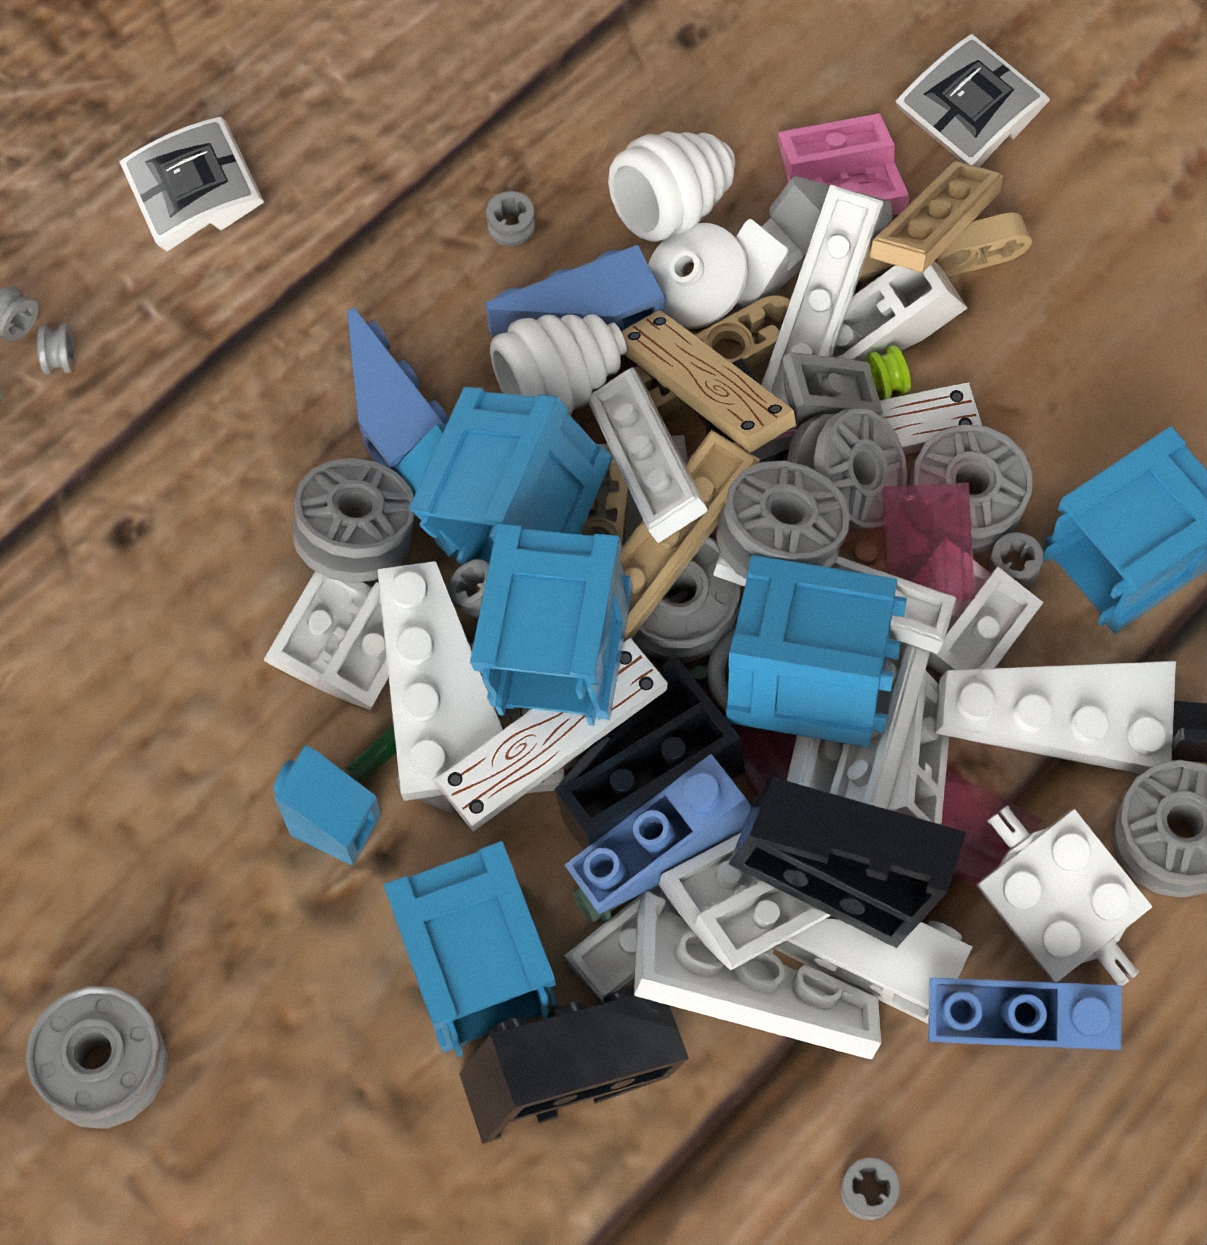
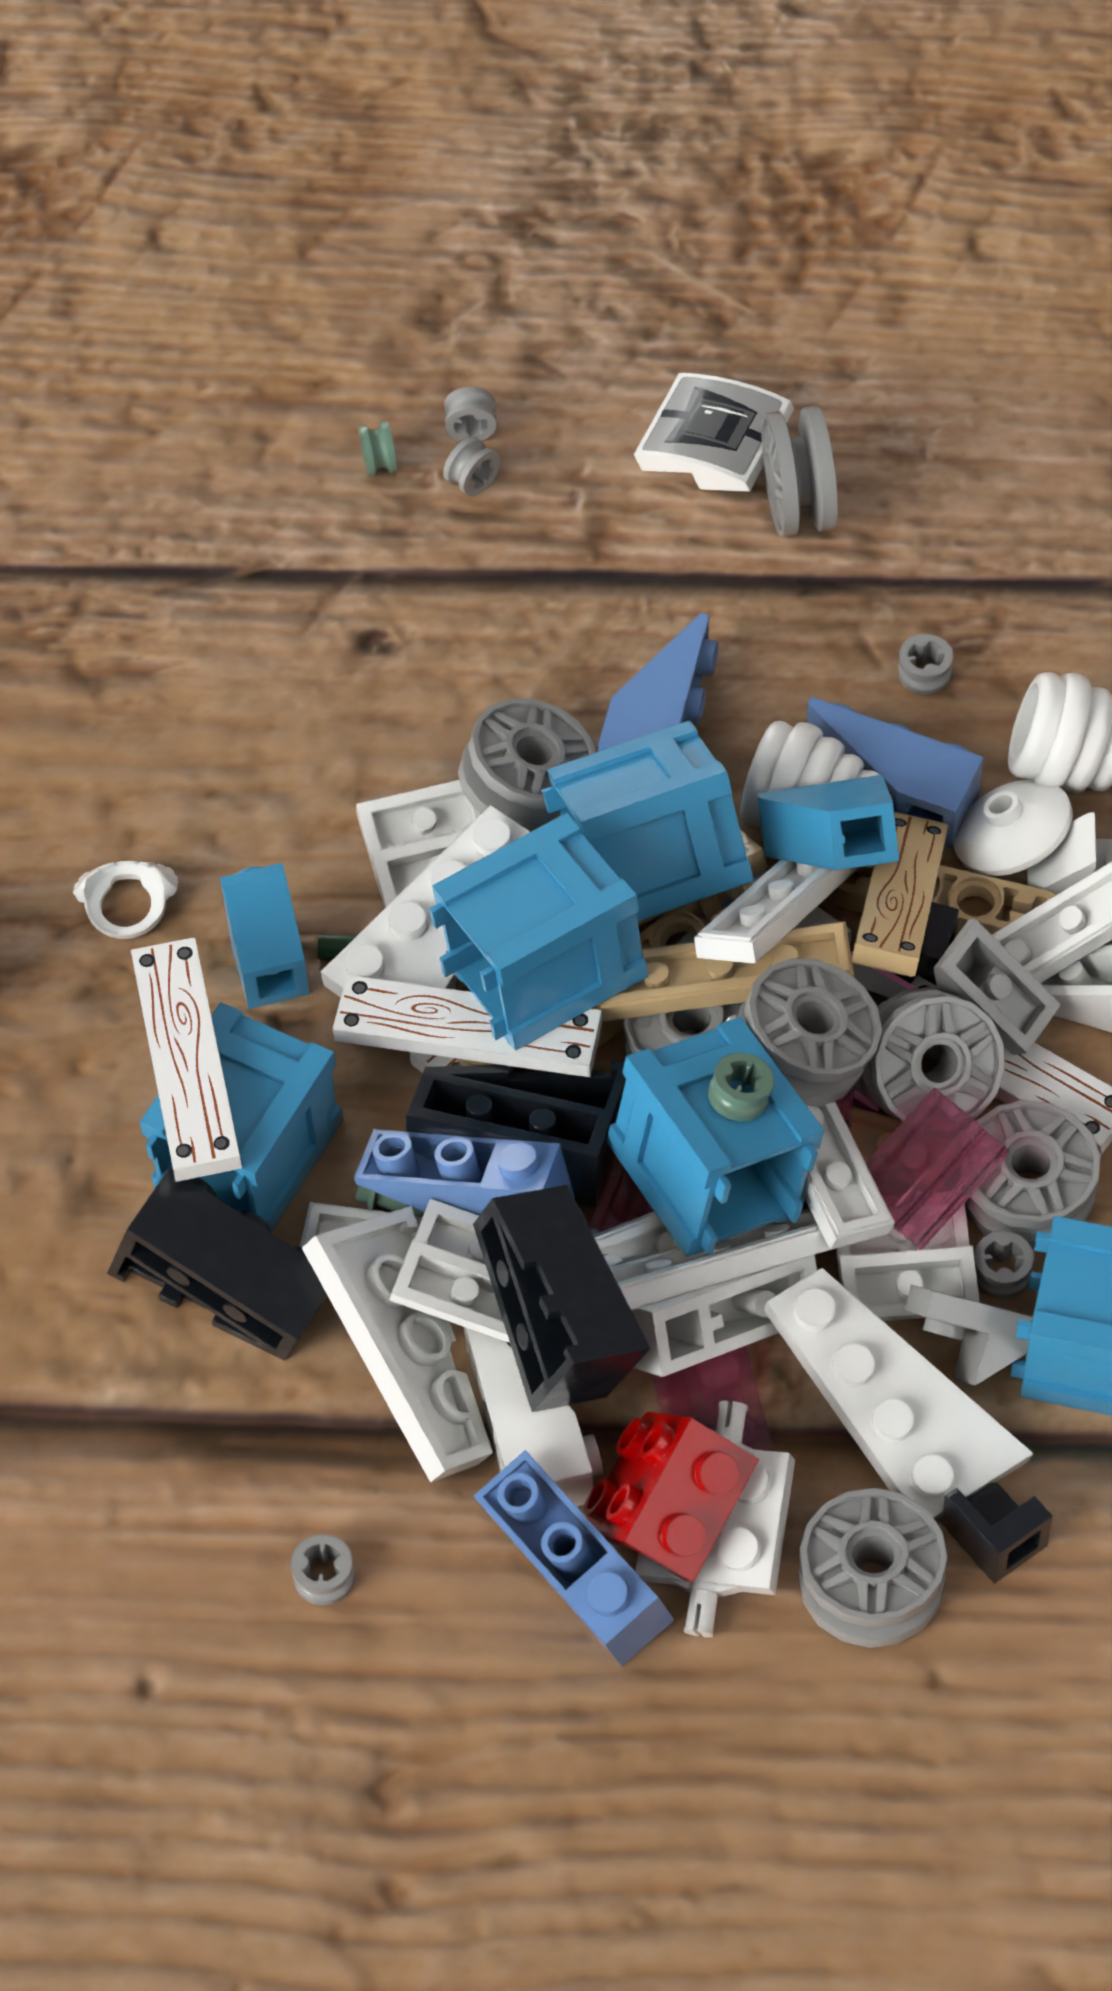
camera: 50 degrees right, 10 degrees down
(185, 840) = (155, 879): none -> white piece
(296, 157) = (799, 471): none -> light grey wheel
(416, 948) = (185, 1060): none -> white tile
(623, 371) = (830, 824): none -> dark azure slope
(829, 584) = (734, 1103): none -> sand green bush
(889, 372) = (1076, 1033): lime bush -> none
(1031, 912) = (670, 1491): none -> red bracket
(1070, 615) = (988, 1337): none -> light grey slope

